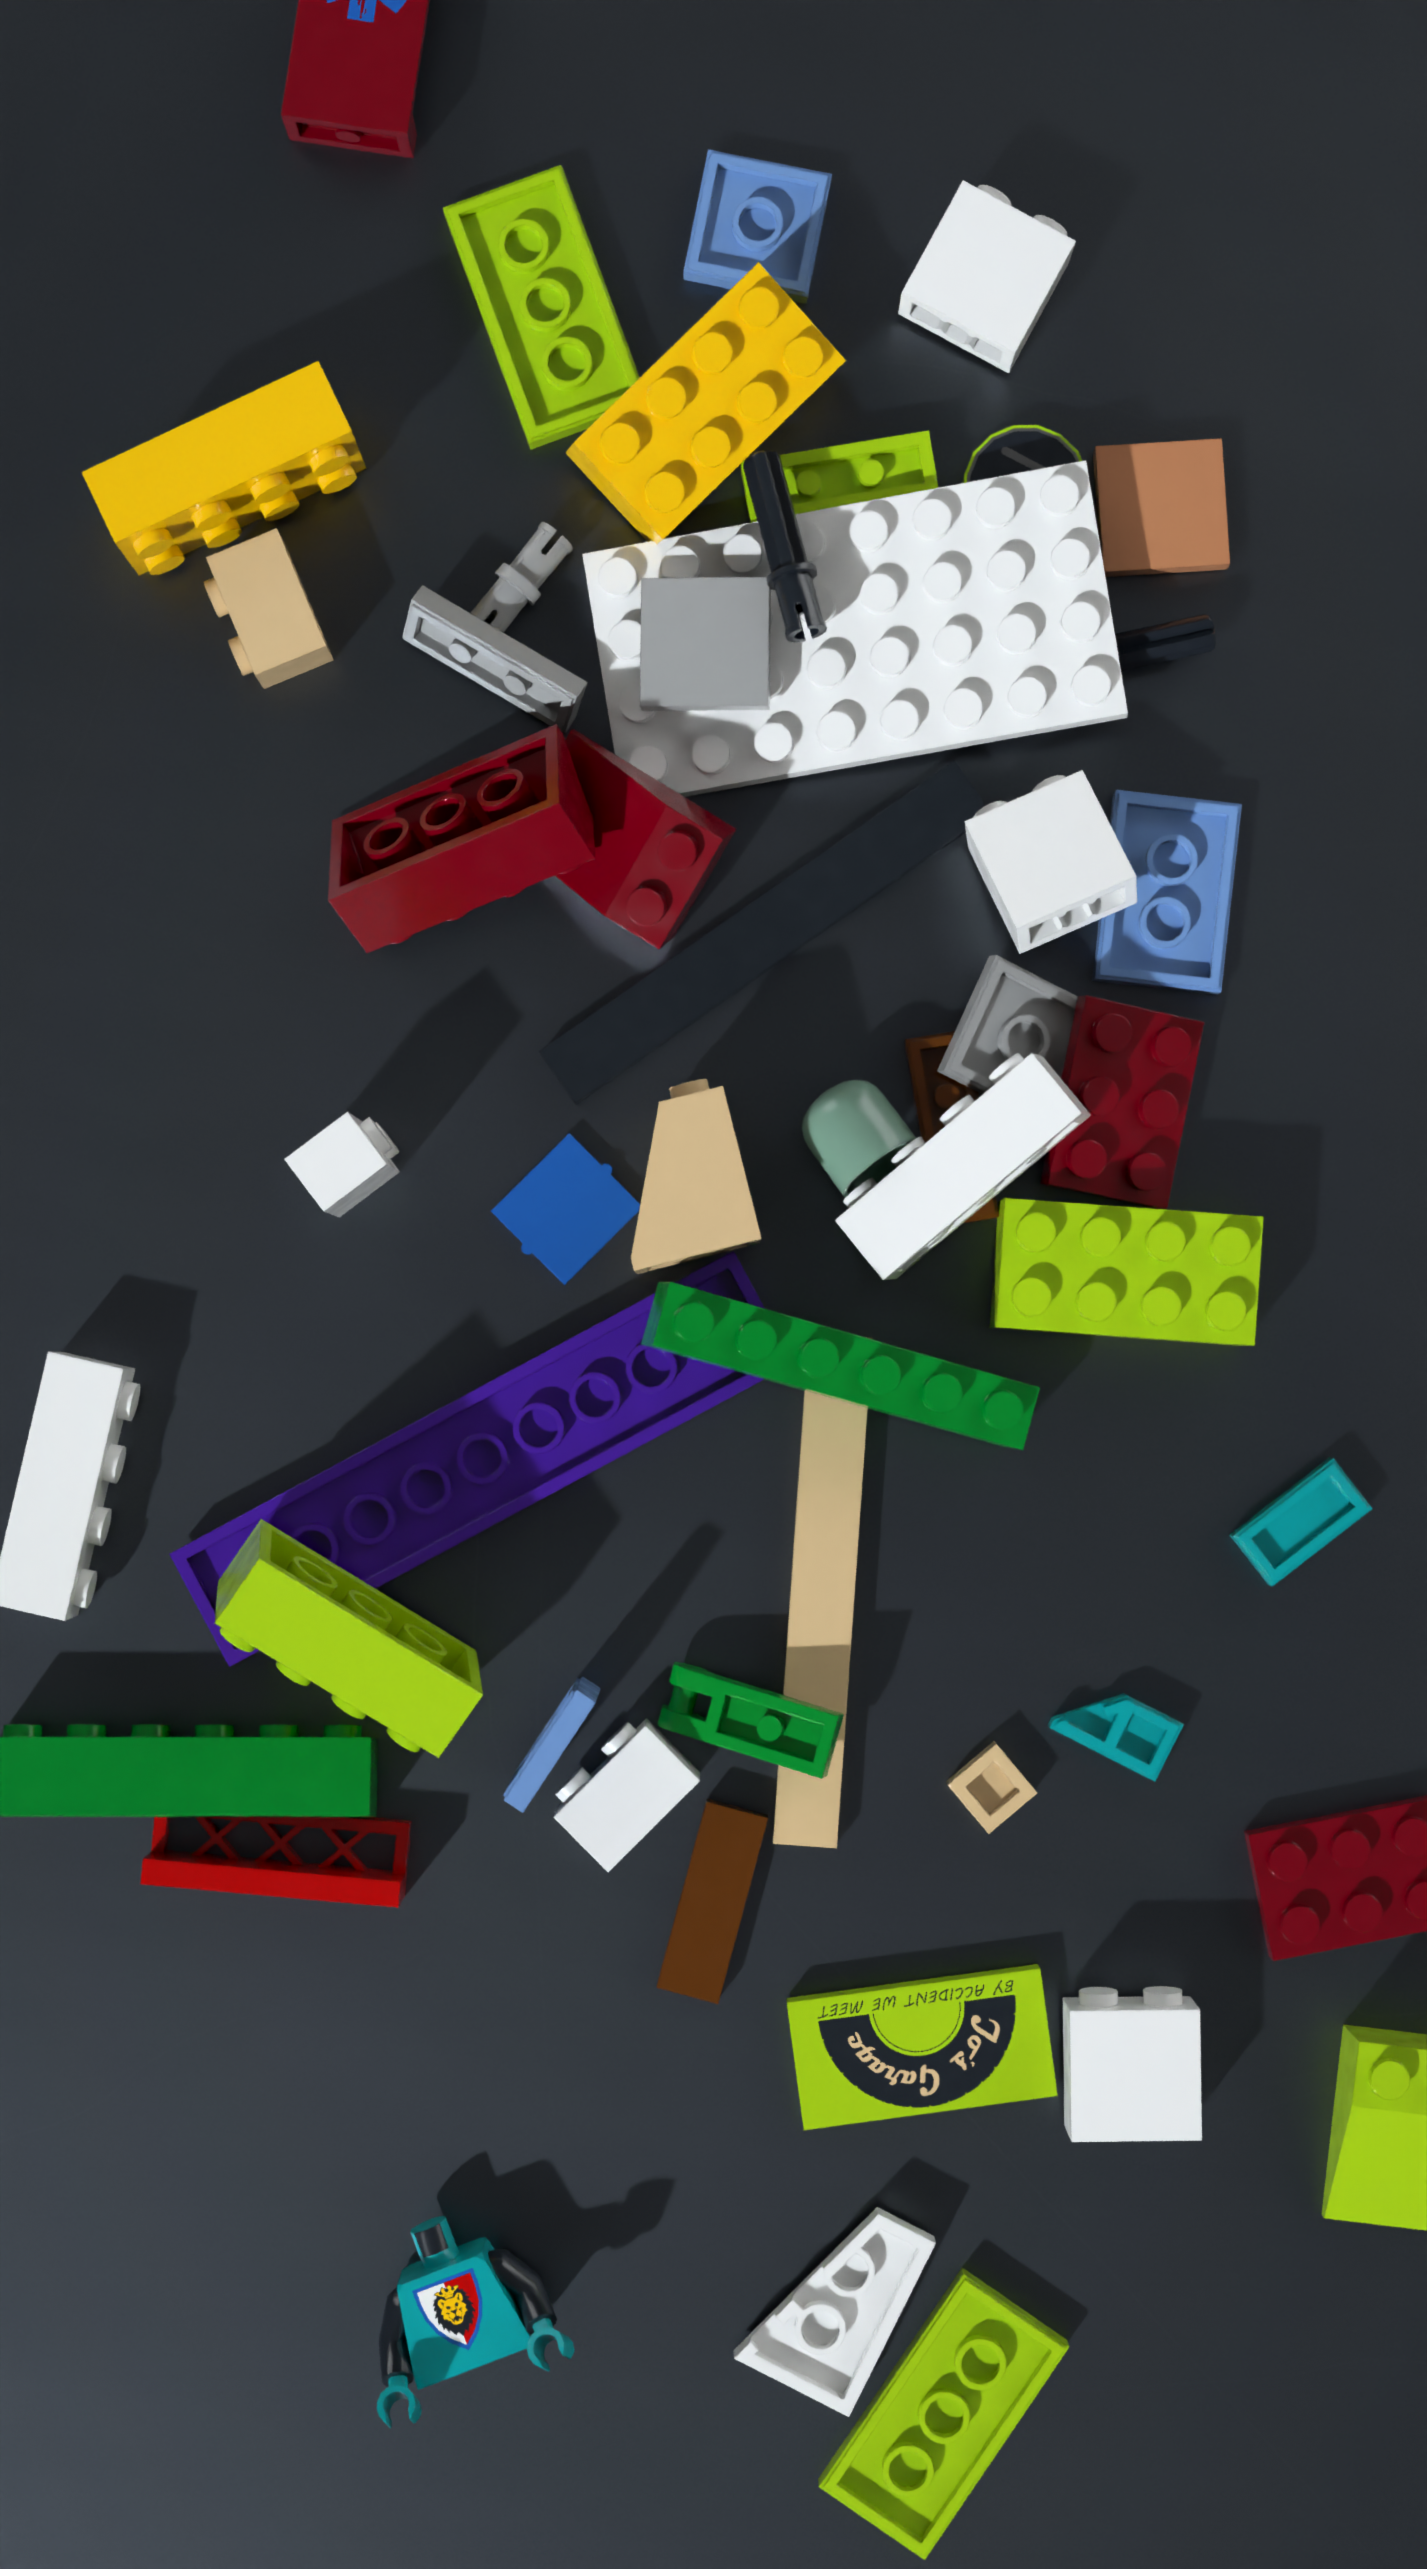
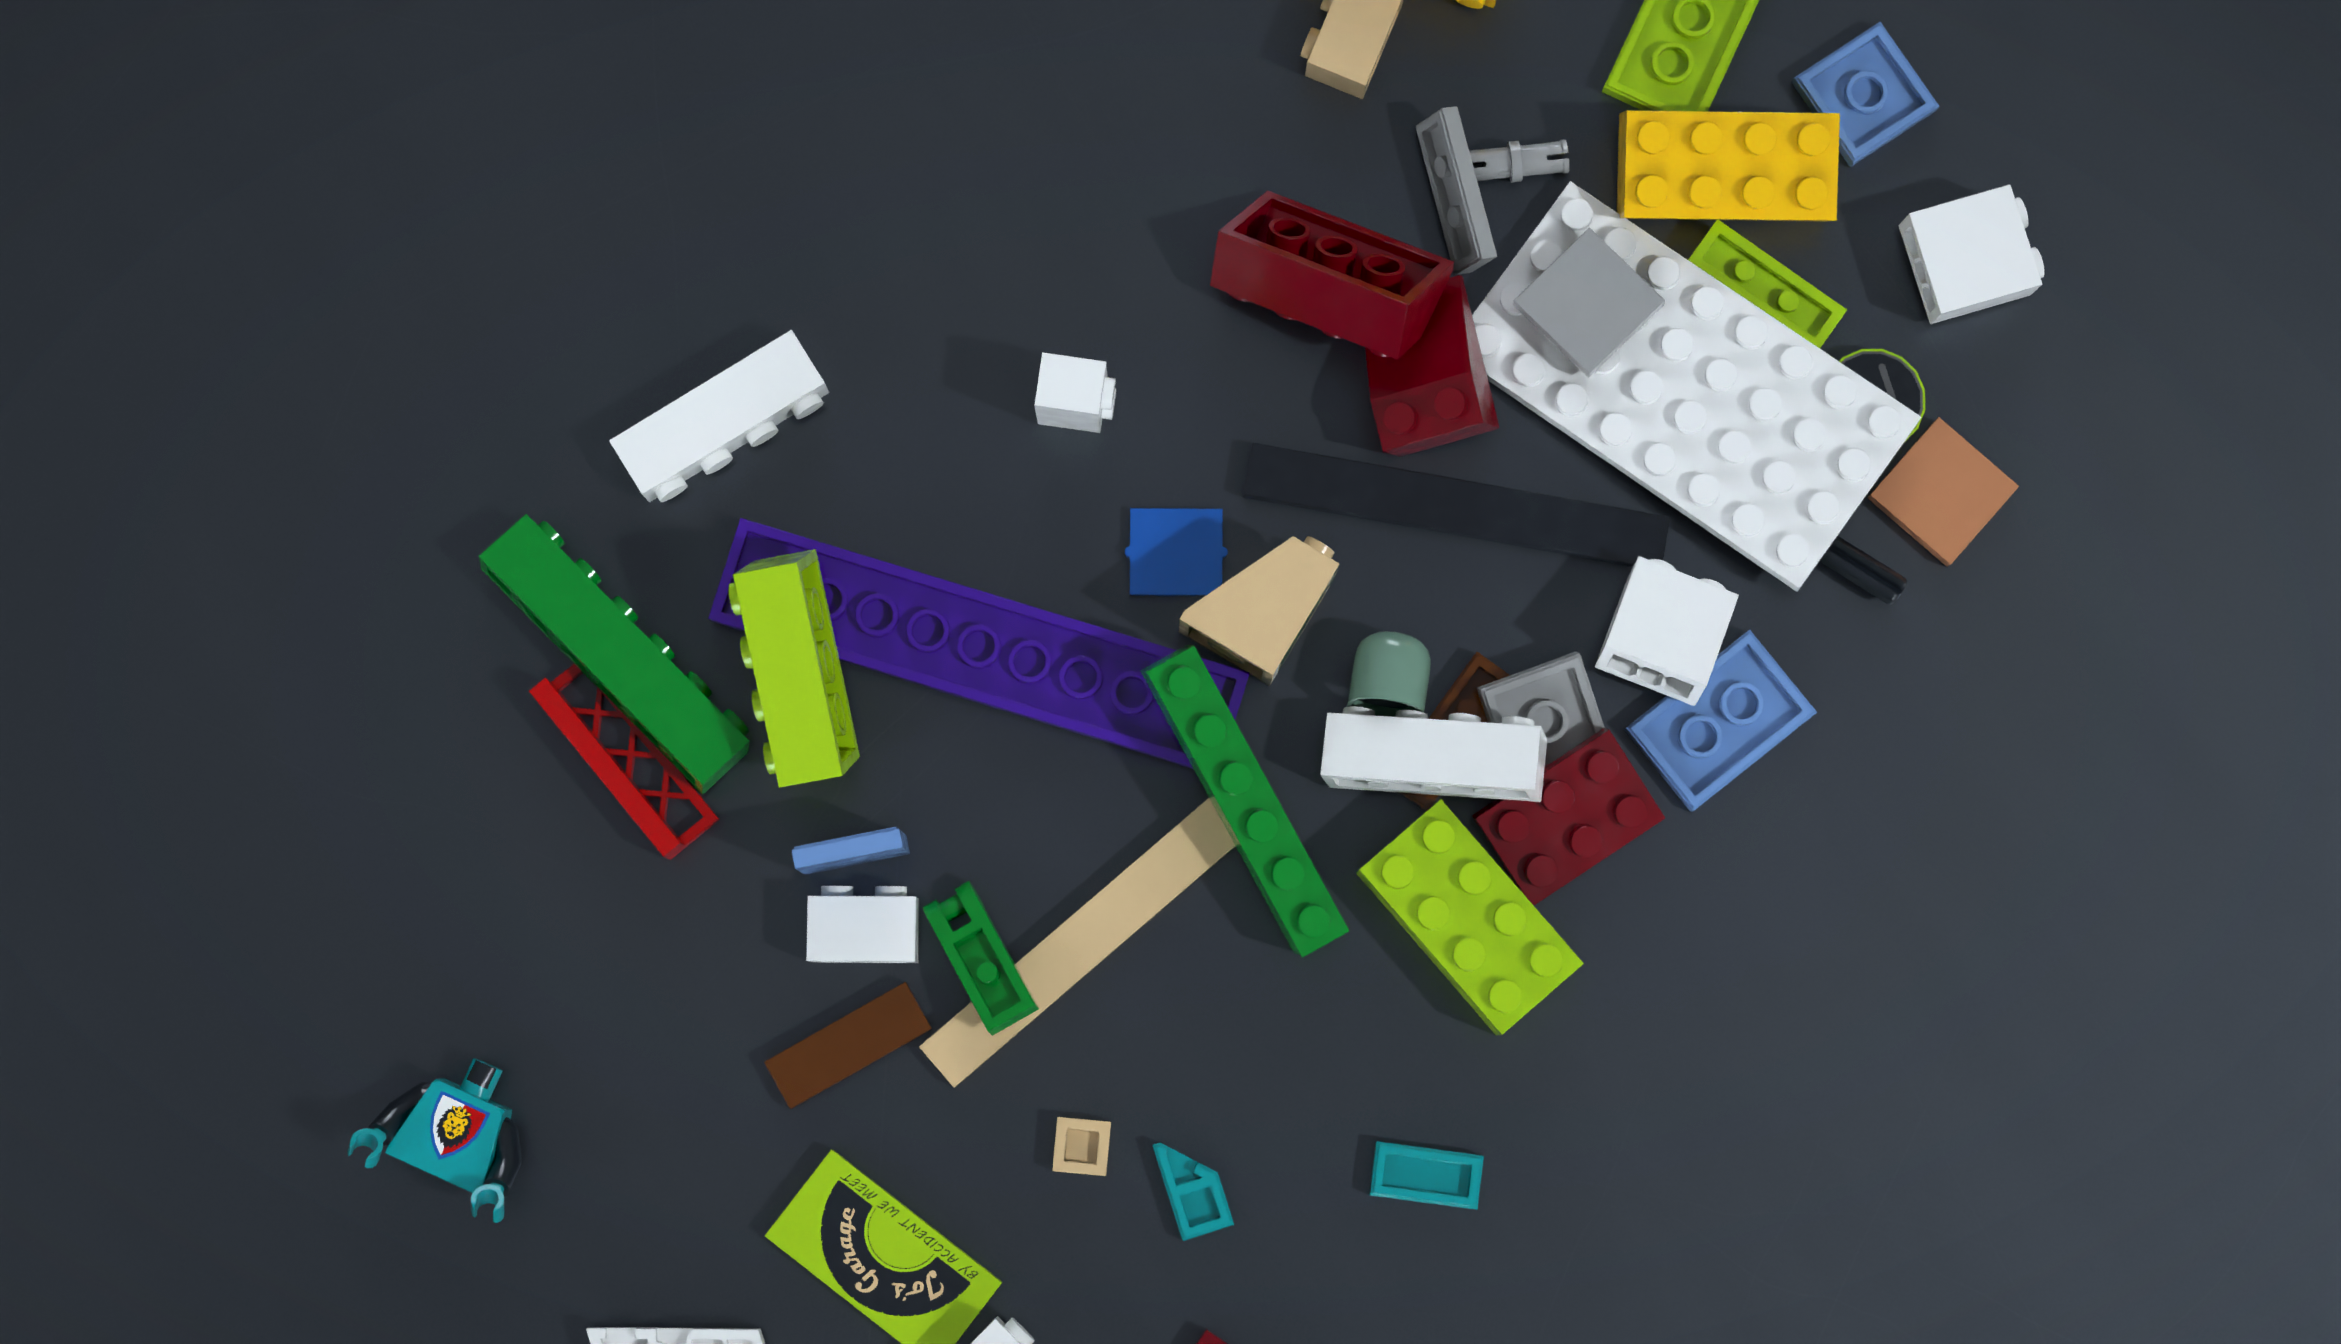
camera: 45 degrees right, 5 degrees down
(789, 568) = (1681, 307): black axle -> none

